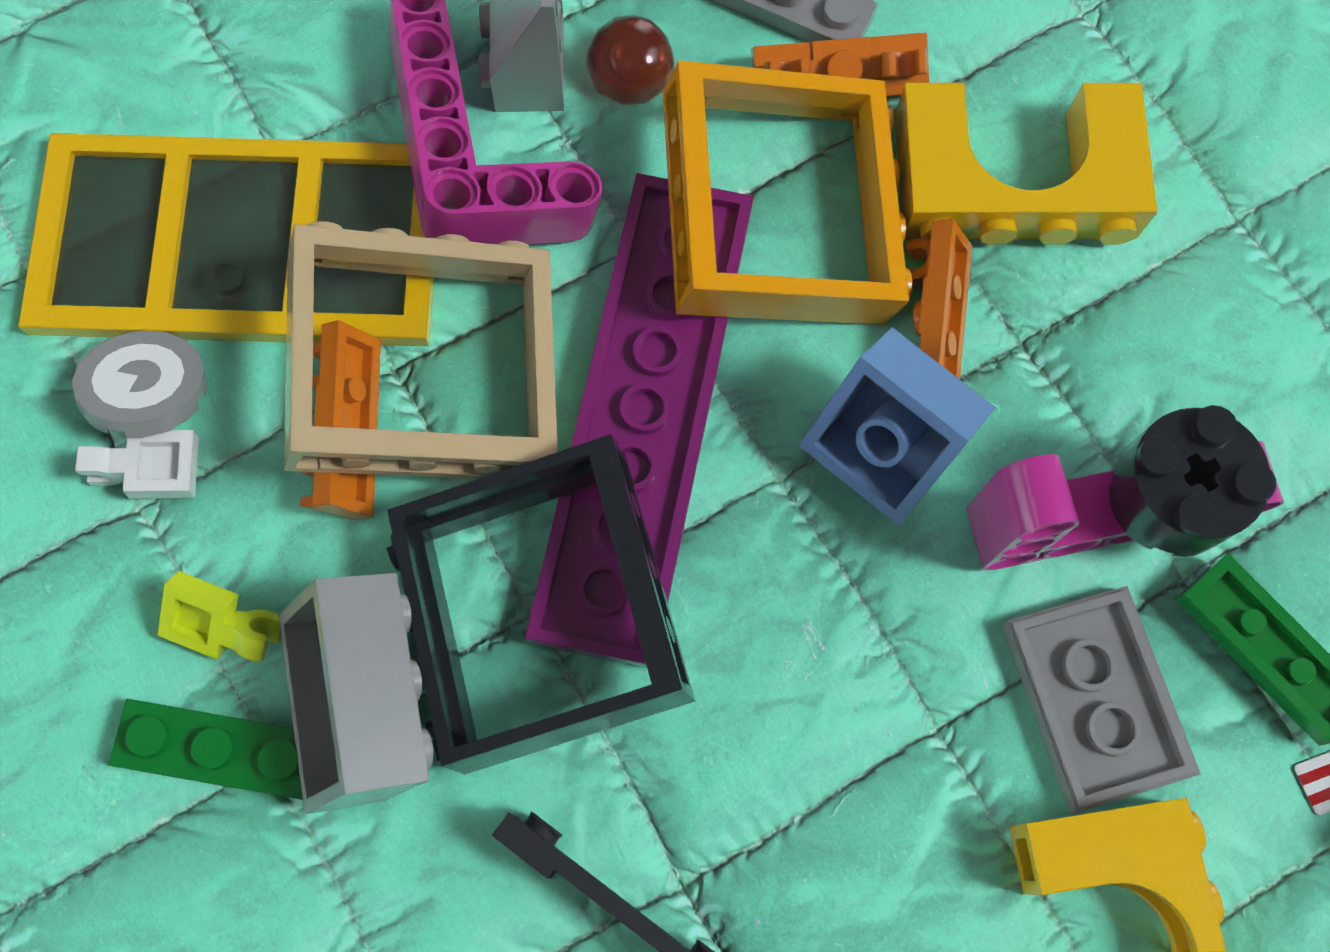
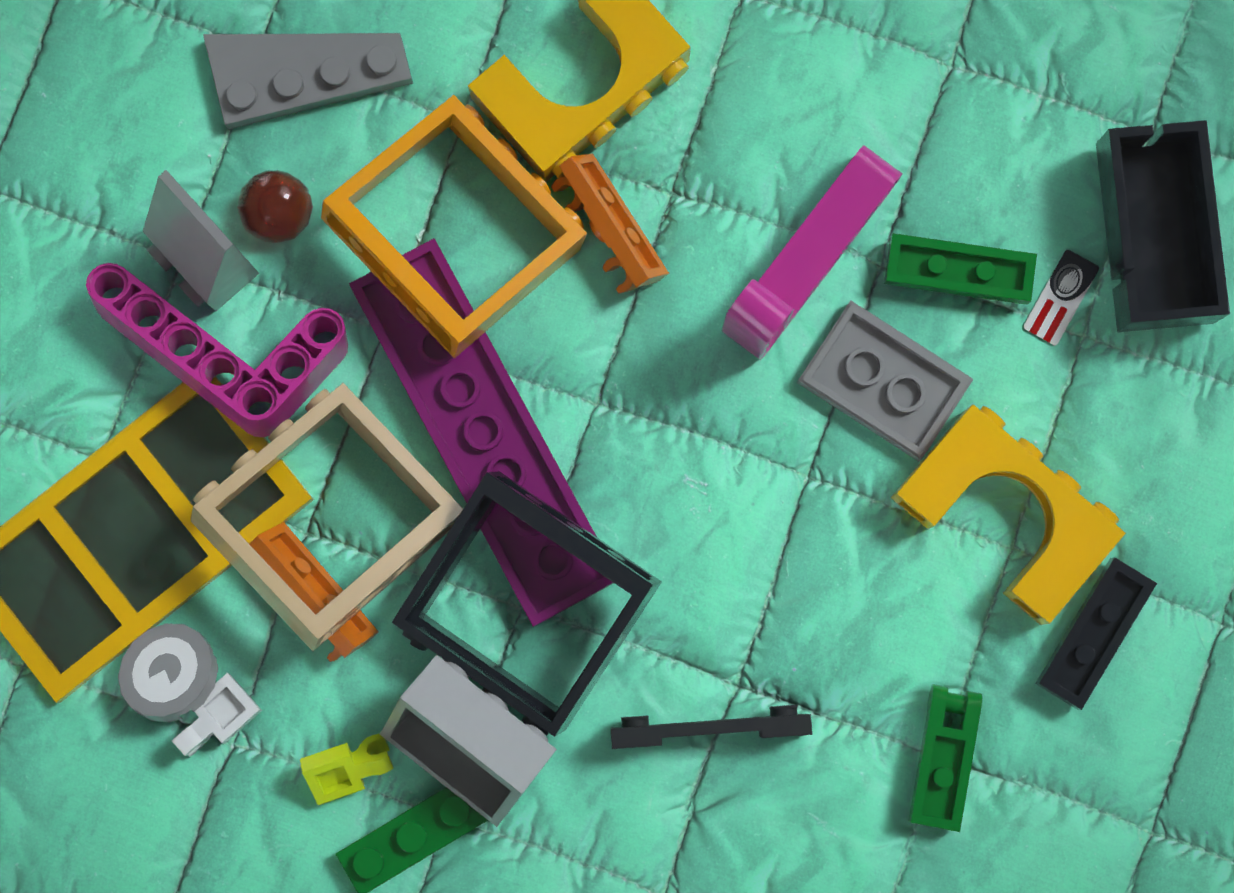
camera: 35 degrees left, 10 degrees up
(883, 58) = (432, 81): orange plate -> none
(895, 425) = (644, 322): medium blue brick -> none
(1190, 481) = (810, 215): black brick -> none

